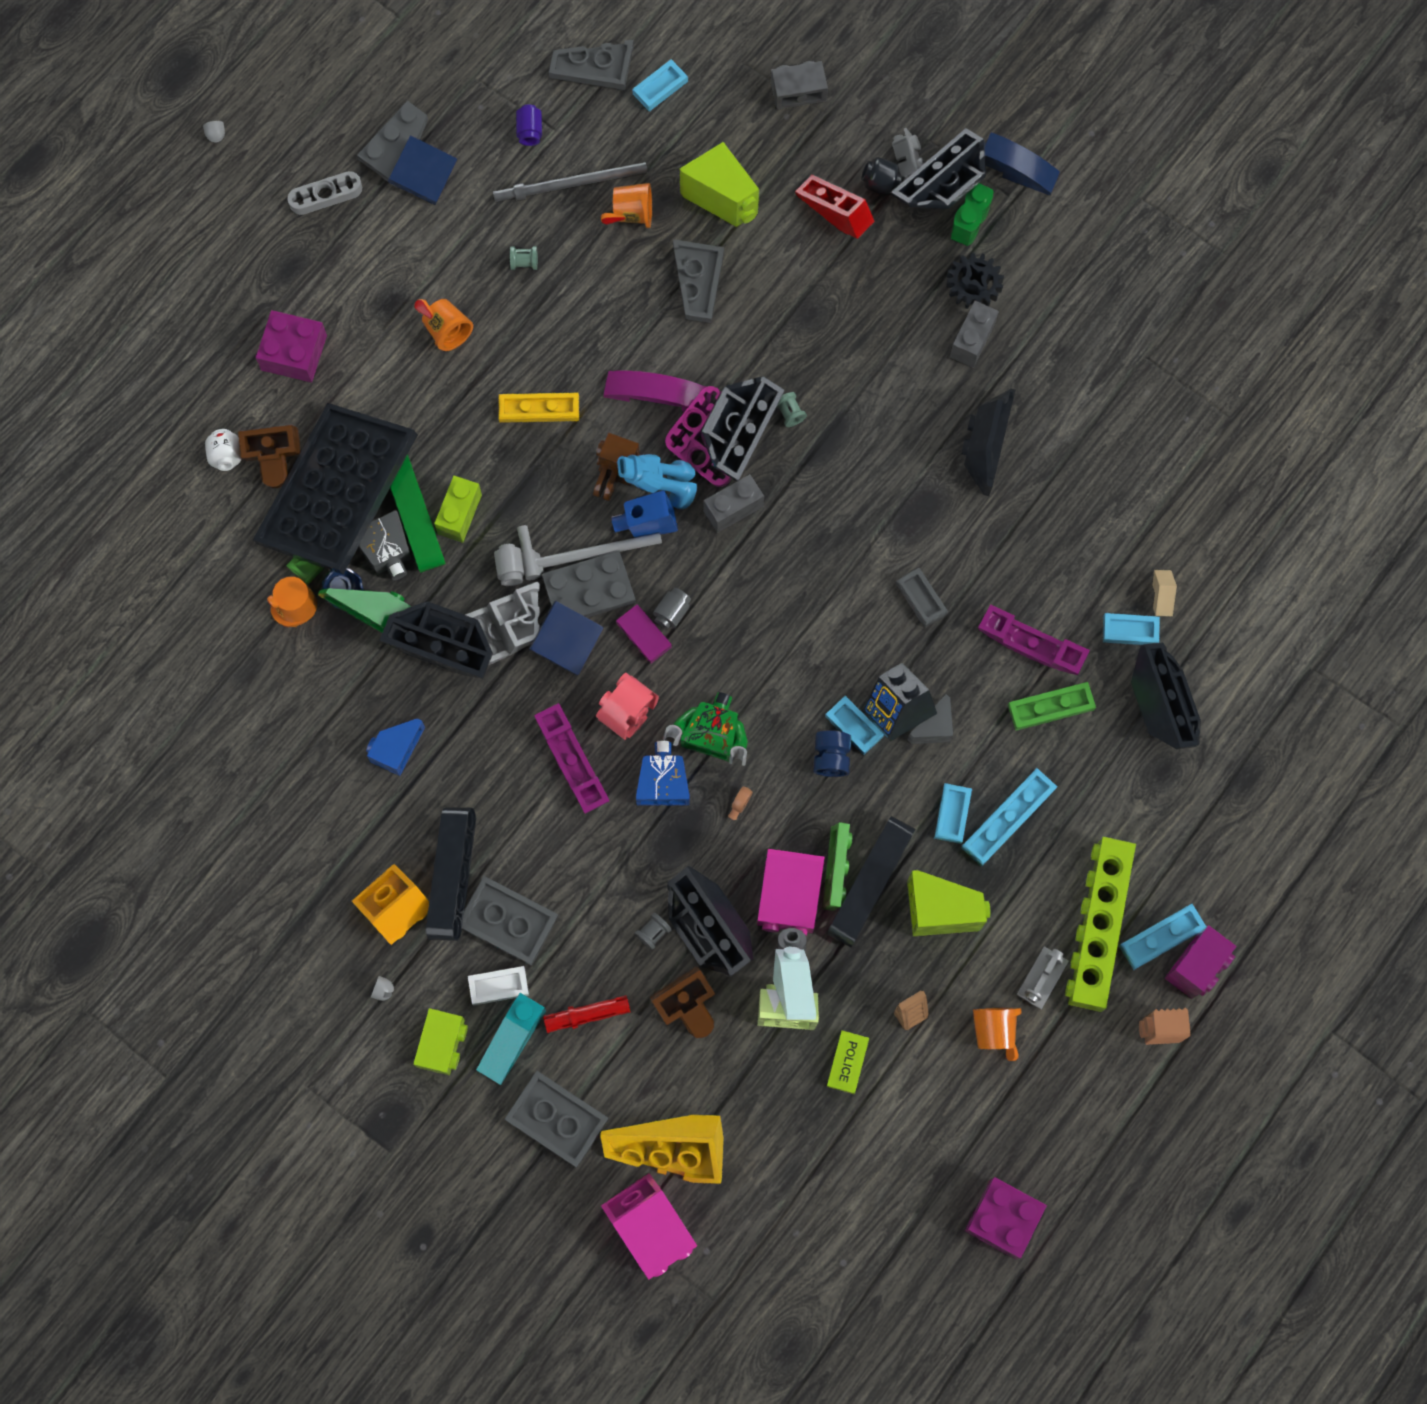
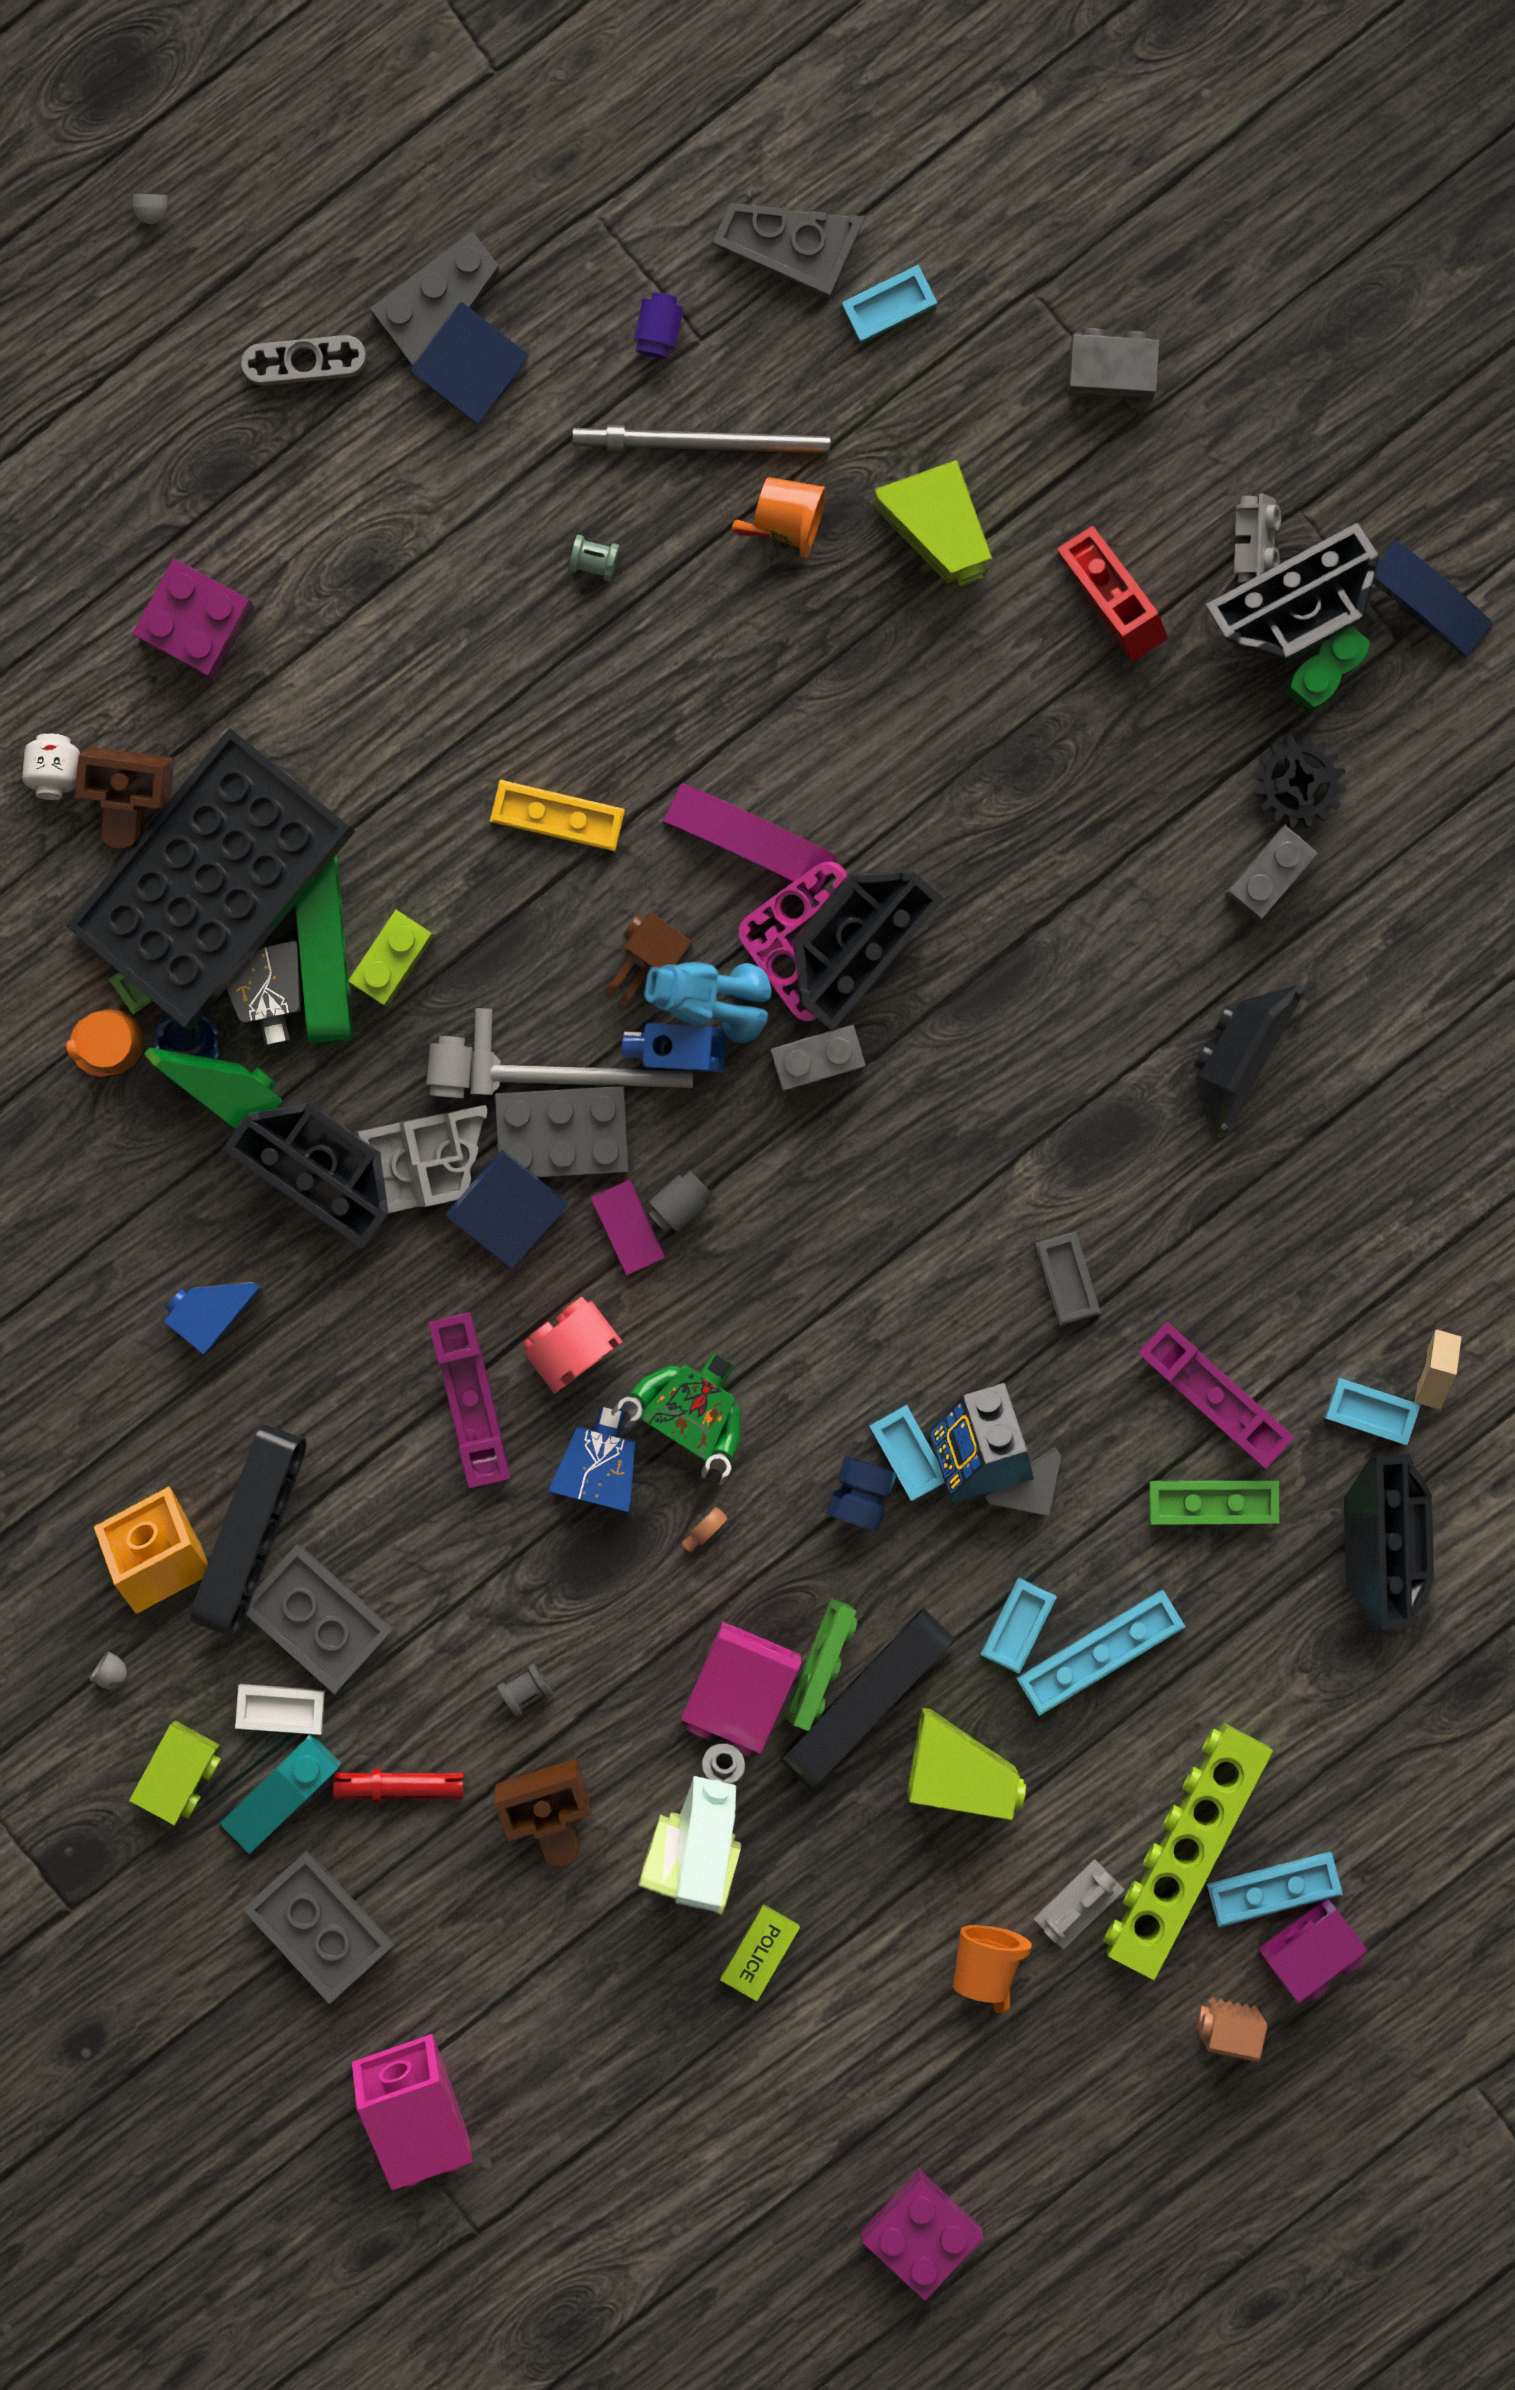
camera: 20 degrees right, 15 degrees up
(444, 323) = (441, 642): orange hat -> none
(677, 1145) = (489, 2010): yellow wedge -> none
(698, 277) = (863, 662): dark grey wing -> none
(708, 923) = (611, 1704): black wedge -> none
(794, 418) = (949, 924): sand green bush -> none
(881, 176) = (1201, 562): black head -> none
(912, 1010) = (871, 1905): medium nougat slope -> none

